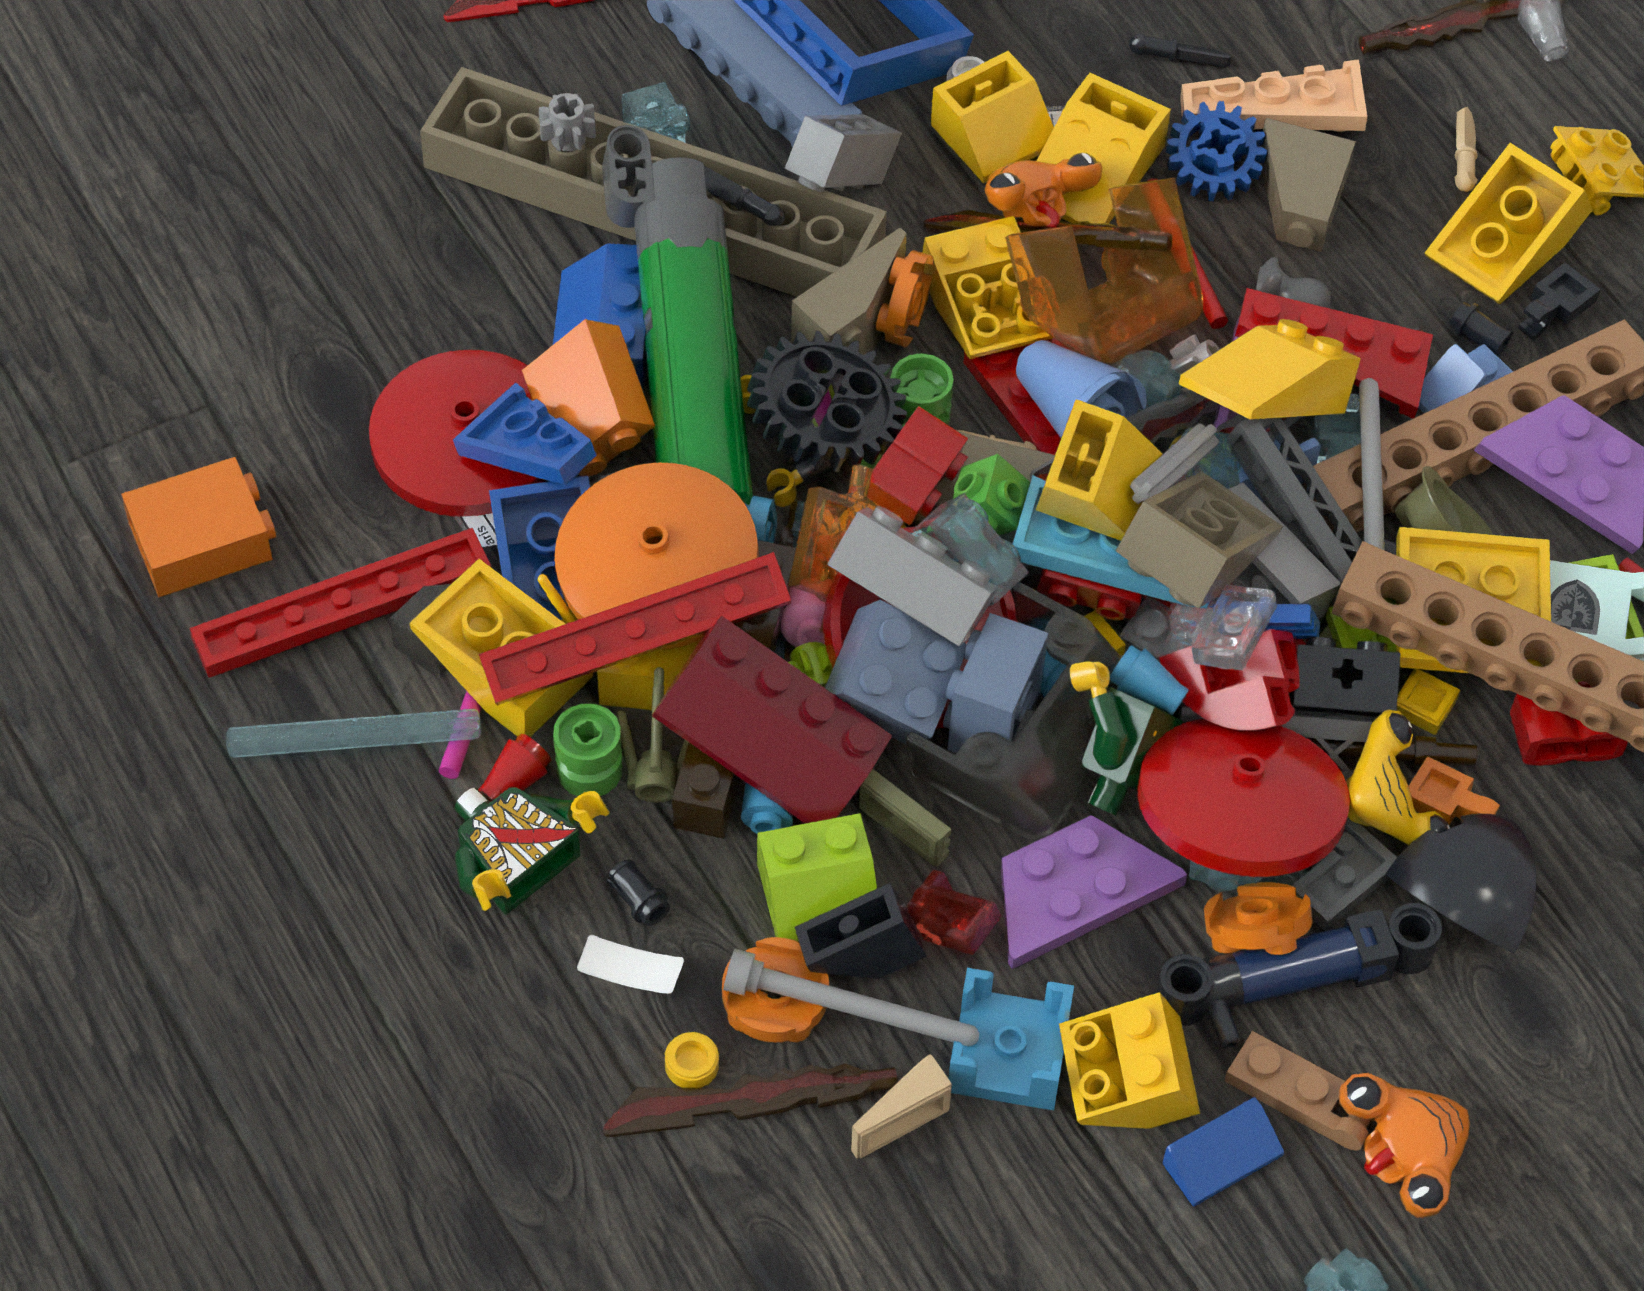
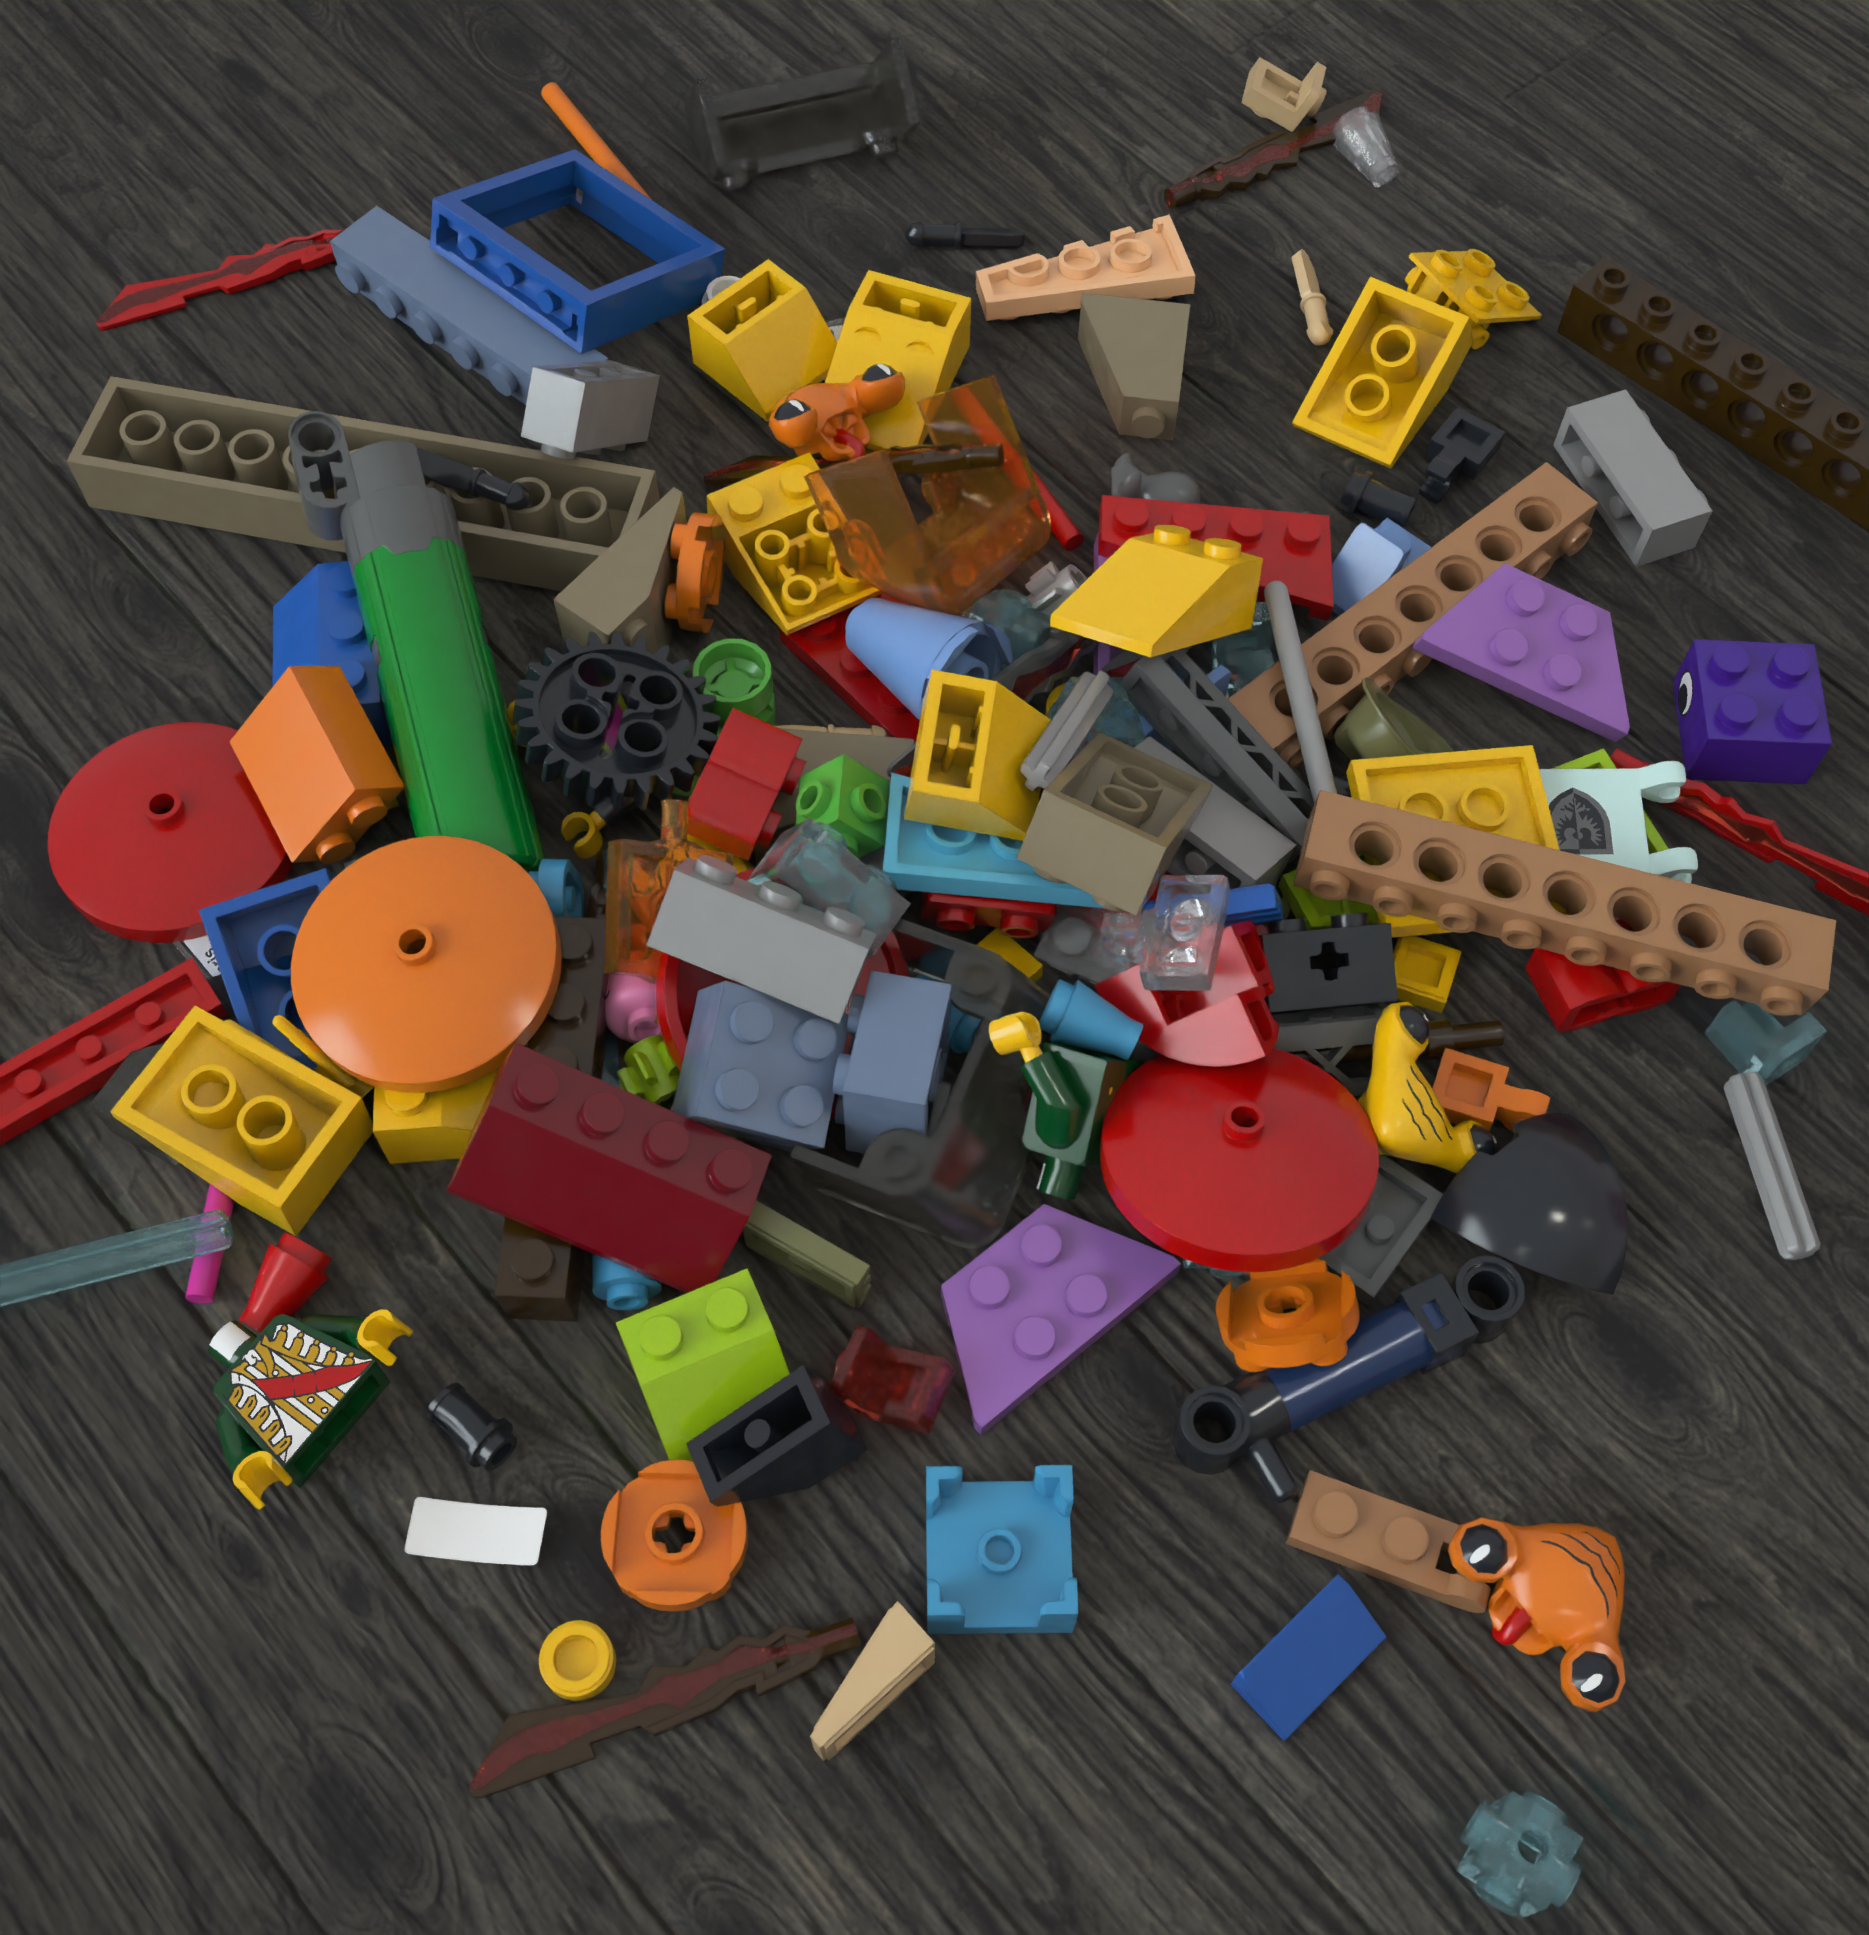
camera: 10 degrees left, 5 degrees up
(525, 439) = (240, 833): blue wing -> none
(567, 122) = (244, 421): light grey gear -> none
(588, 749) = (376, 1239): bright green wheel -> none
(634, 628) = (403, 1075): red plate -> none
(655, 773) = (473, 1249): olive plant -> none
(656, 111) = (360, 394): clear light blue brick -> none
(749, 975) = (635, 1530): light grey piece -> none
(1129, 1065) = (1162, 1559): yellow slope -> none
(1223, 134) = (1032, 337): blue gear -> none

